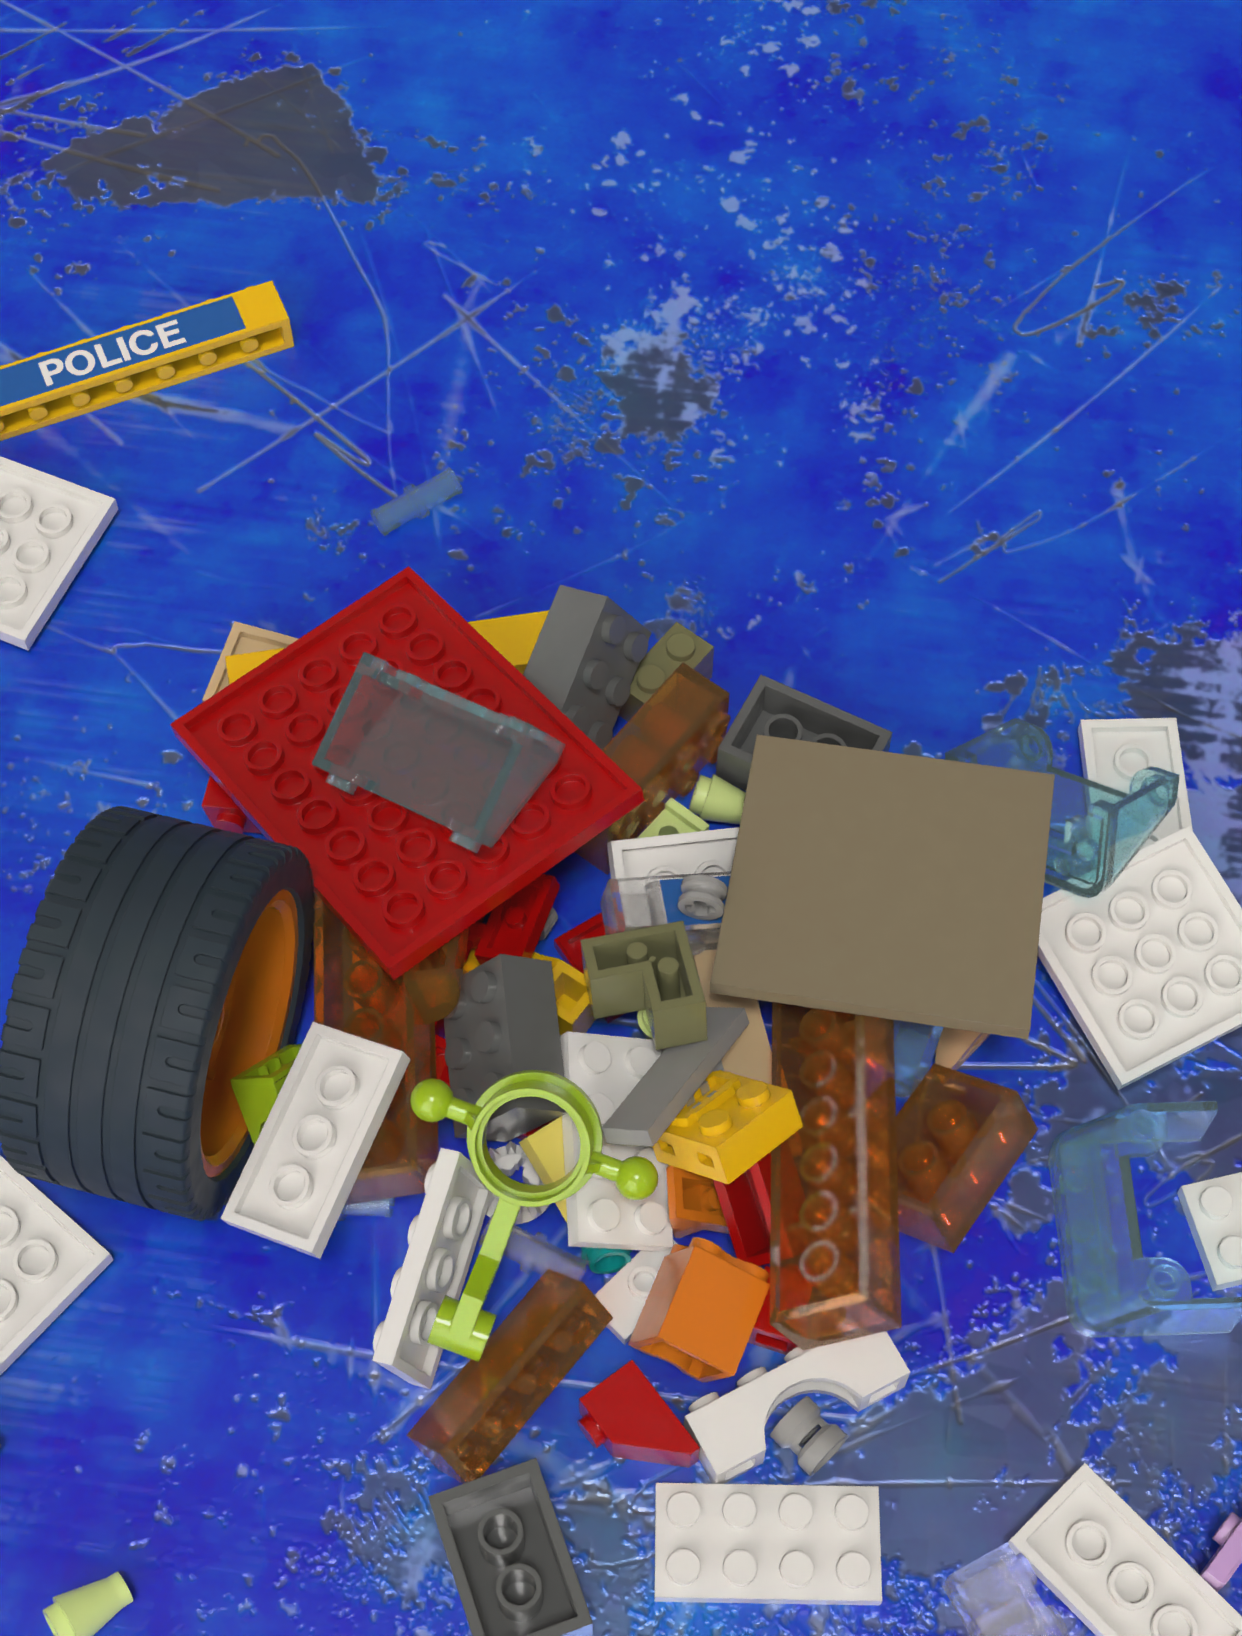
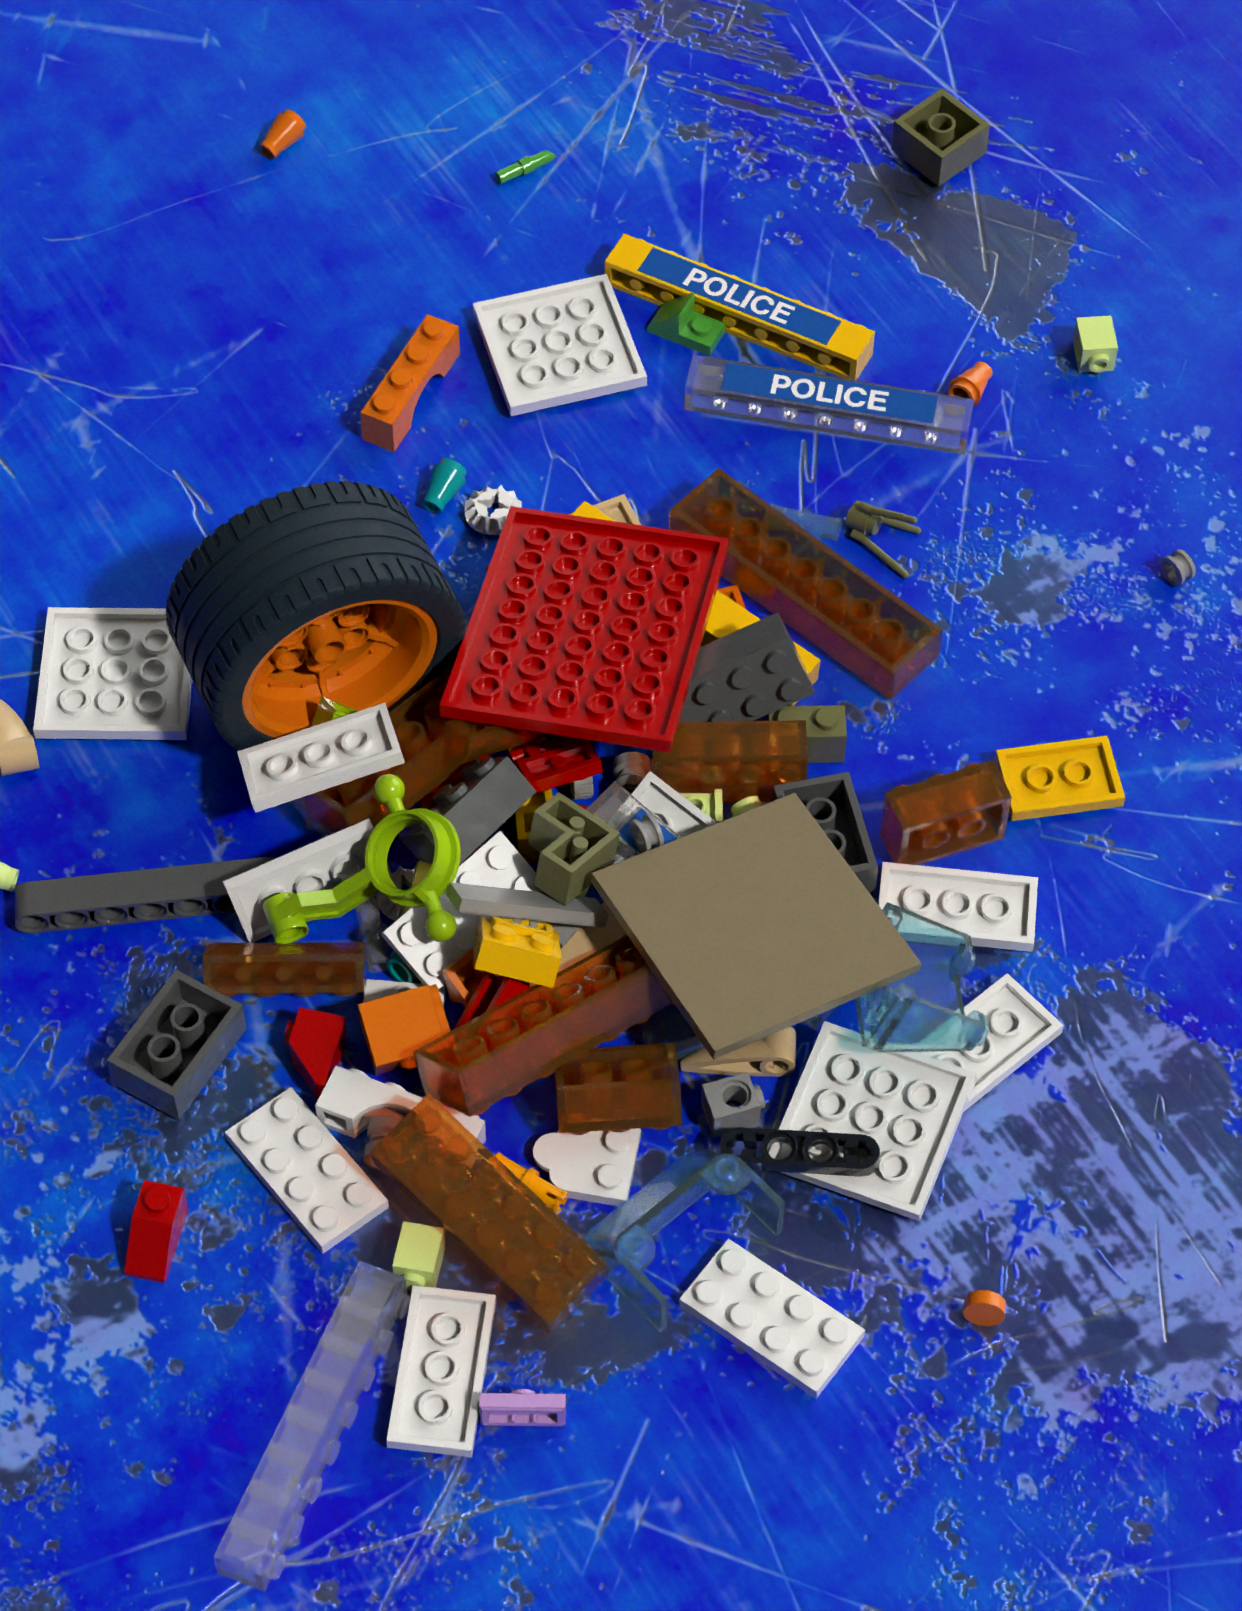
camera: 50 degrees right, 5 degrees down
(50, 769) = (444, 483): none -> teal cone
(77, 427) = (686, 327): none -> bright green slope
(106, 71) = (940, 137): none -> olive brick
(116, 767) = (477, 505): none -> white gear
(270, 1464) = (127, 896): none -> dark grey beam
(302, 382) = (828, 404): none -> clear brick
(401, 263) = (971, 382): none -> orange cone
(434, 752) = (596, 625): clear light blue windscreen -> none
(456, 138) = (1095, 344): none -> yellowish green brick
(466, 449) = (867, 519): none -> olive plant
(501, 546) = (811, 585): none -> clear orange brick
(579, 873) = (631, 769): none -> light grey wheel
(757, 261) = (1178, 567): none -> light grey bush
(870, 632) = (945, 814): none -> clear orange brick
(898, 519) = (1060, 778): none -> yellow plate
(968, 1329) = (544, 1190): none -> light orange pin
(971, 693) = (986, 905): none -> white plate
(977, 1508) = (419, 1254): none -> yellowish green brick
(993, 1259) = (590, 1165): none -> white plate
(999, 1394) = (490, 1213): none -> clear orange brick
(1032, 1084) = (725, 1117): none -> light grey brick
(1148, 1046) = (800, 1145): none -> black beam

